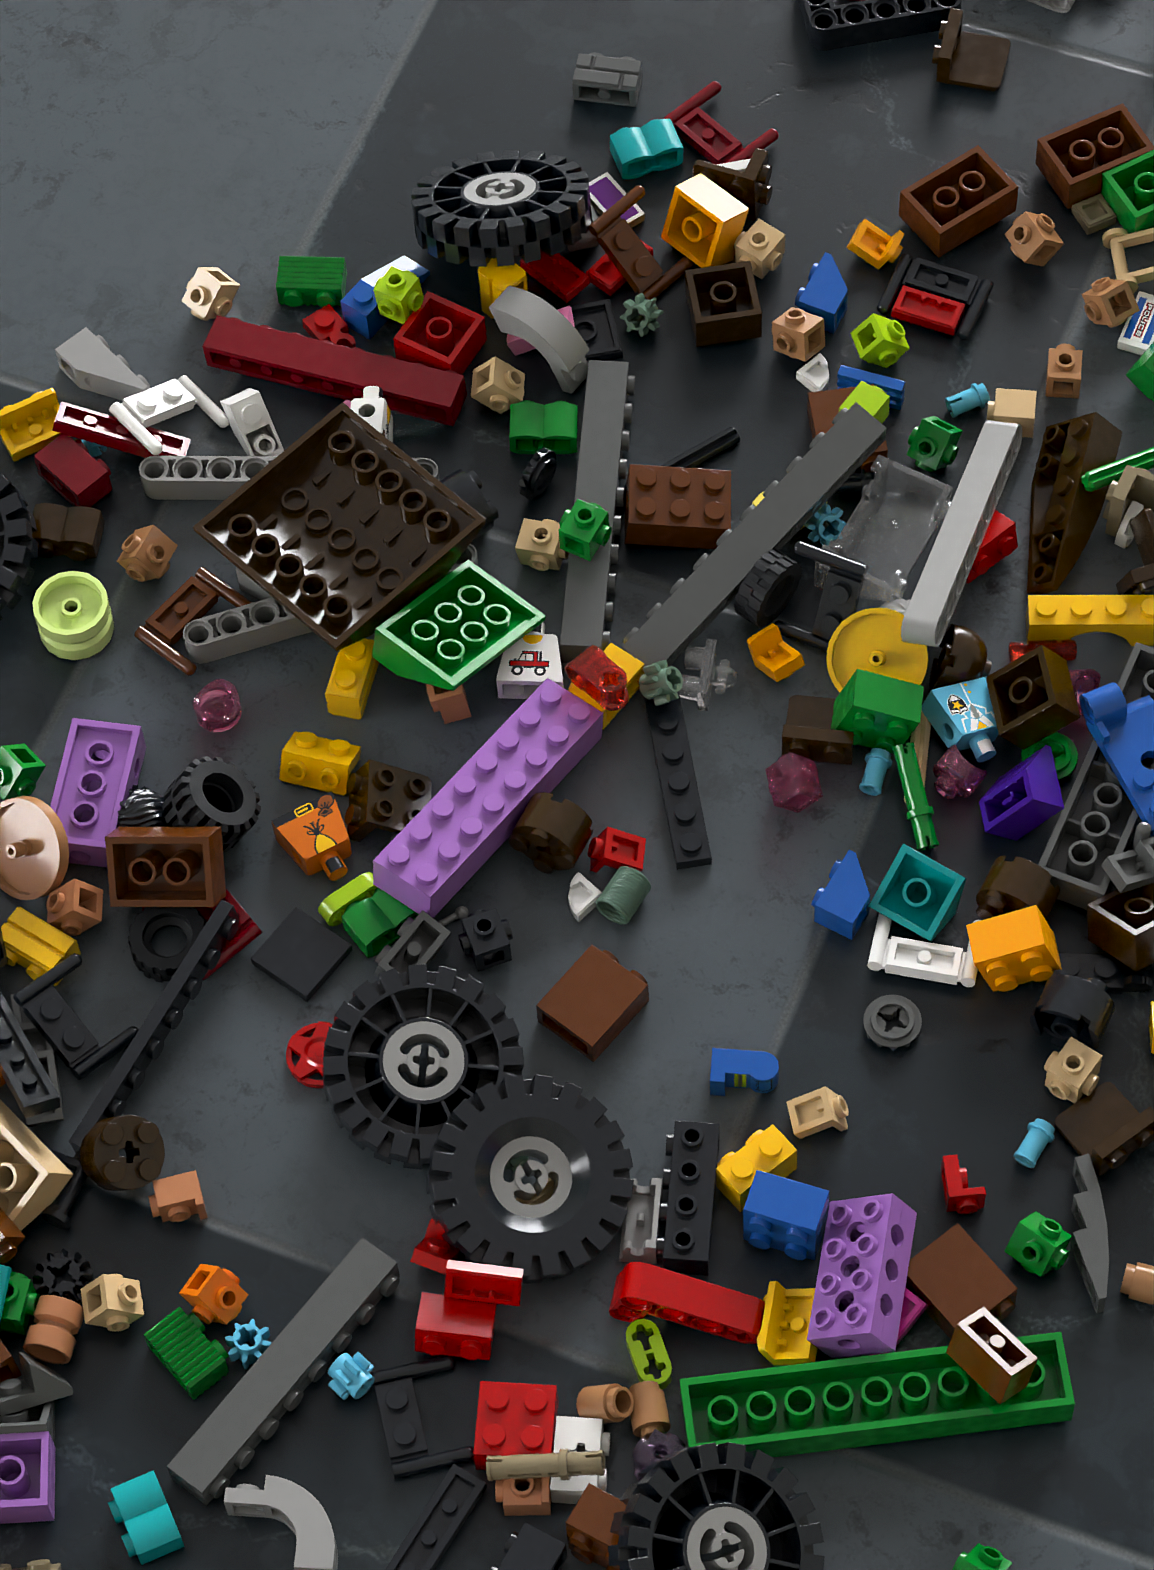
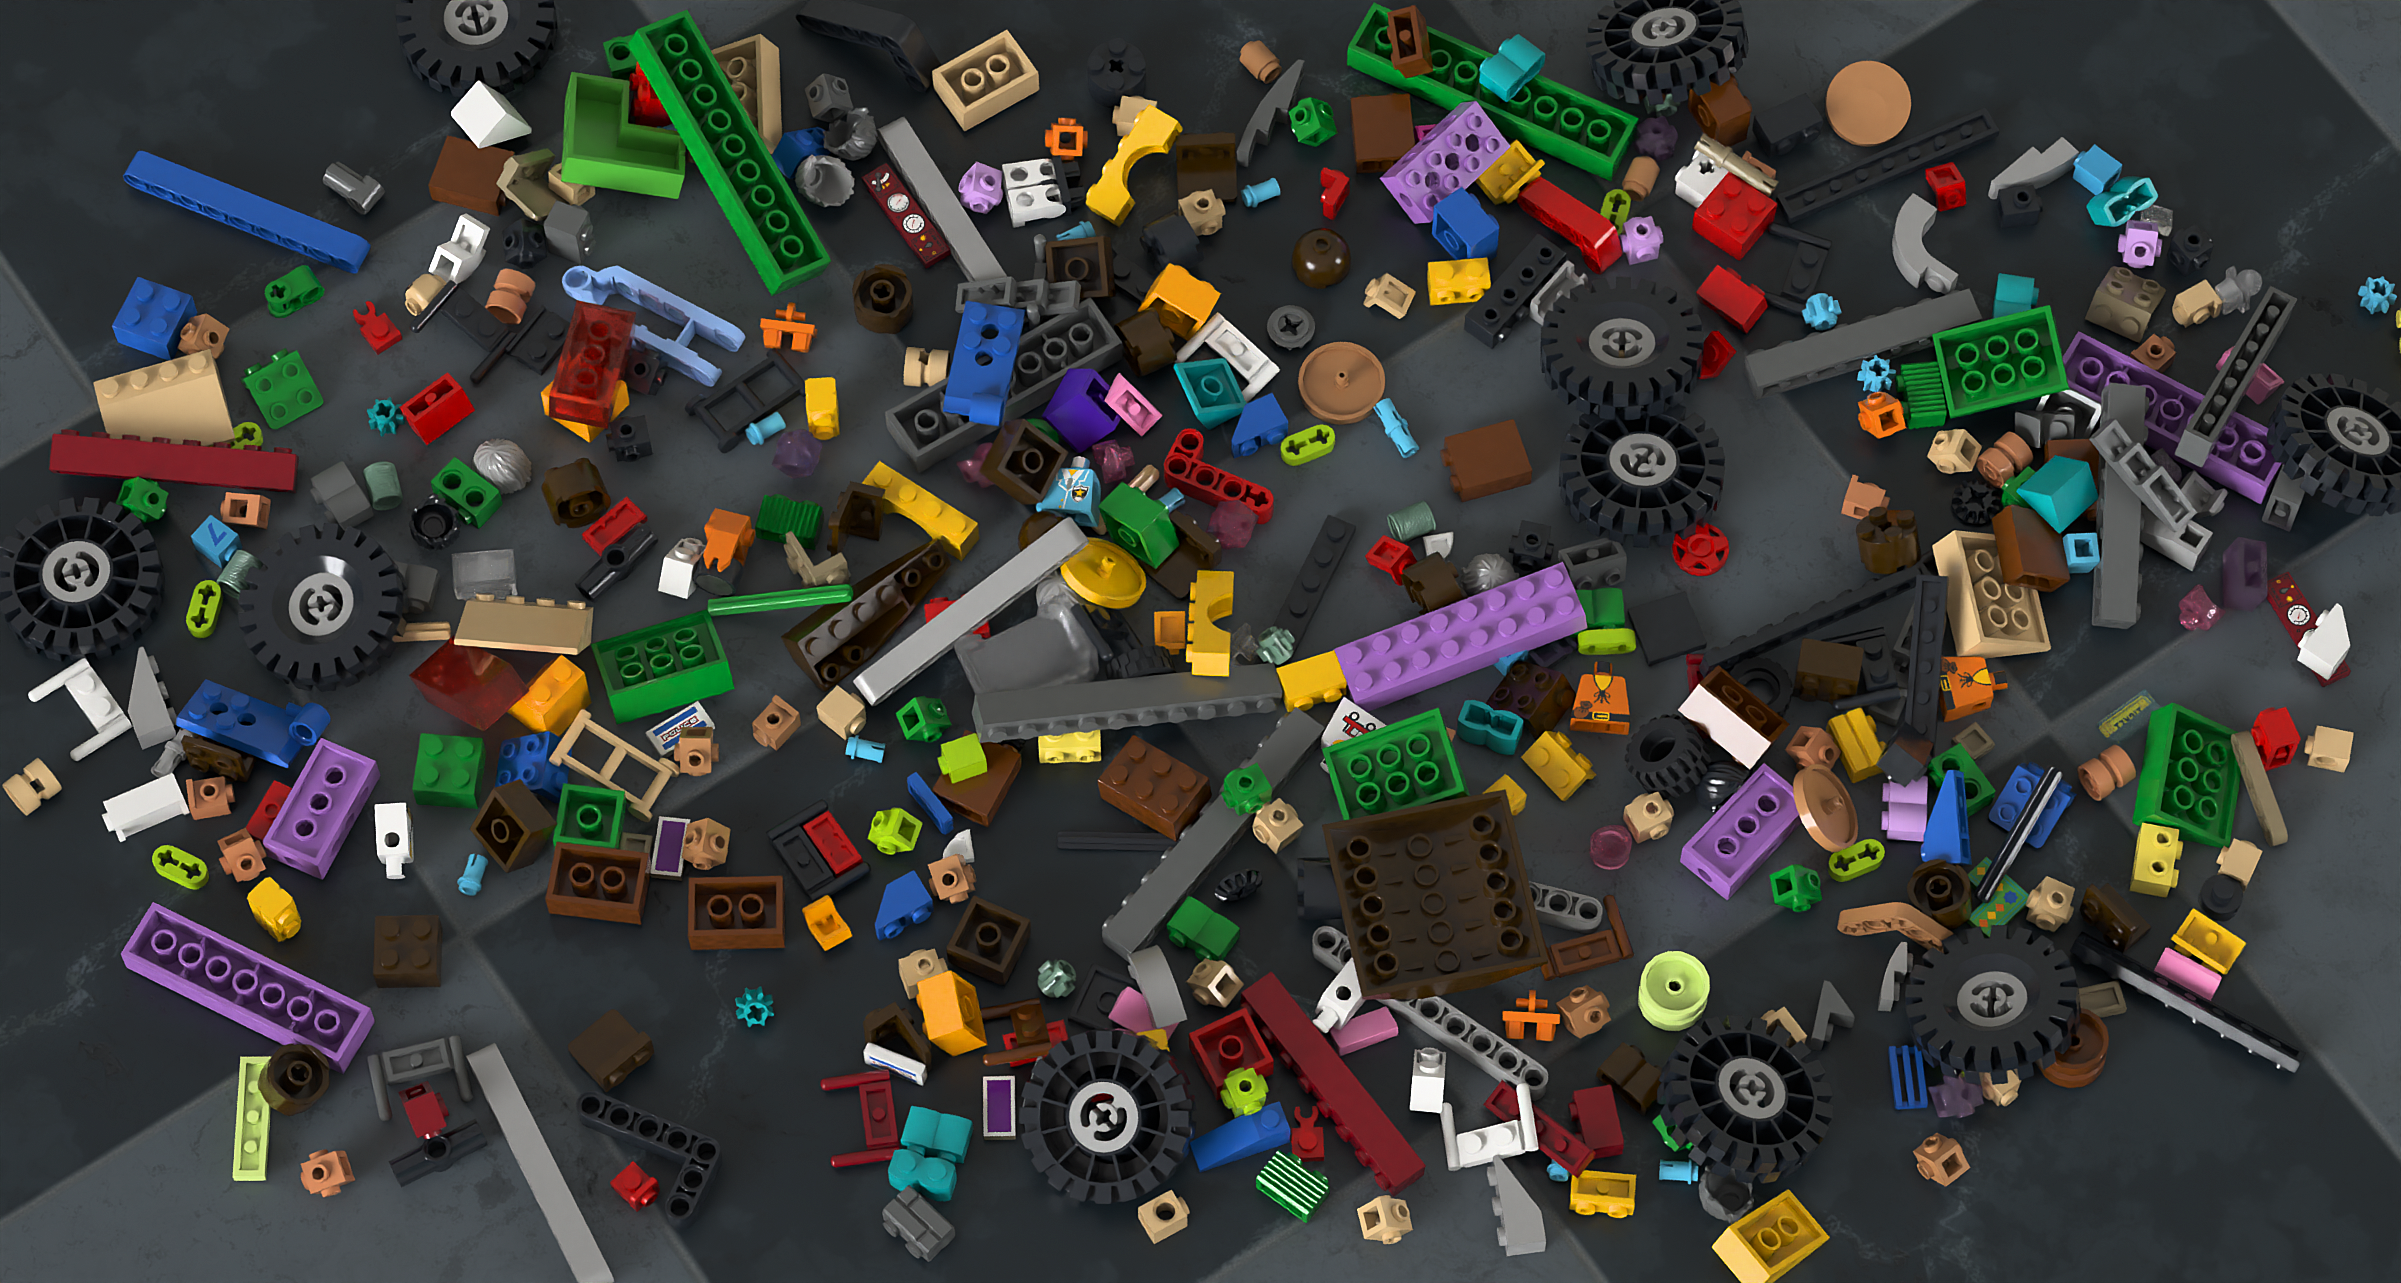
camera: 150 degrees left, 5 degrees up
(105, 983) = (1827, 671): none -> dark brown brick
(112, 1417) = (2001, 361): none -> green slope
(180, 527) = (1545, 1022): none -> orange hips
(195, 744) = (1648, 817): none -> tan brick
(398, 198) = (1158, 1228): none -> tan brick
(406, 742) = (1483, 725): none -> teal brick
(483, 1282) = (1699, 299): red plate -> none
(507, 886) = (1486, 573): none -> light grey hair
(599, 678) = (1322, 667): clear red piece -> none
(600, 1344) = (1640, 239): none -> lavender brick
(605, 1402) = (1667, 193): medium nougat brick -> none
(631, 107) = (930, 1176): none -> teal brick
(716, 627) = (1210, 644): none -> yellow arch
(730, 993) = (1396, 428): none -> medium azure pin
(743, 1070) = (1418, 354): blue leg -> none
(791, 919) = (1308, 445): none -> lime beam
(799, 1000) = (1341, 383): none -> medium nougat piece
(841, 823) = (1221, 481): none -> red beam
(863, 1406) = (1511, 67): none -> teal brick
(880, 148) = (752, 1014): none -> teal gear
(918, 808) = (1157, 454): green pin -> none
(918, 1113) = (1321, 258): none -> dark brown cylinder
(980, 833) = (1132, 405): none -> bright pink slope
(1066, 649) = (991, 530): clear red axle -> none
(1075, 237) = (669, 848): none -> dark purple tile

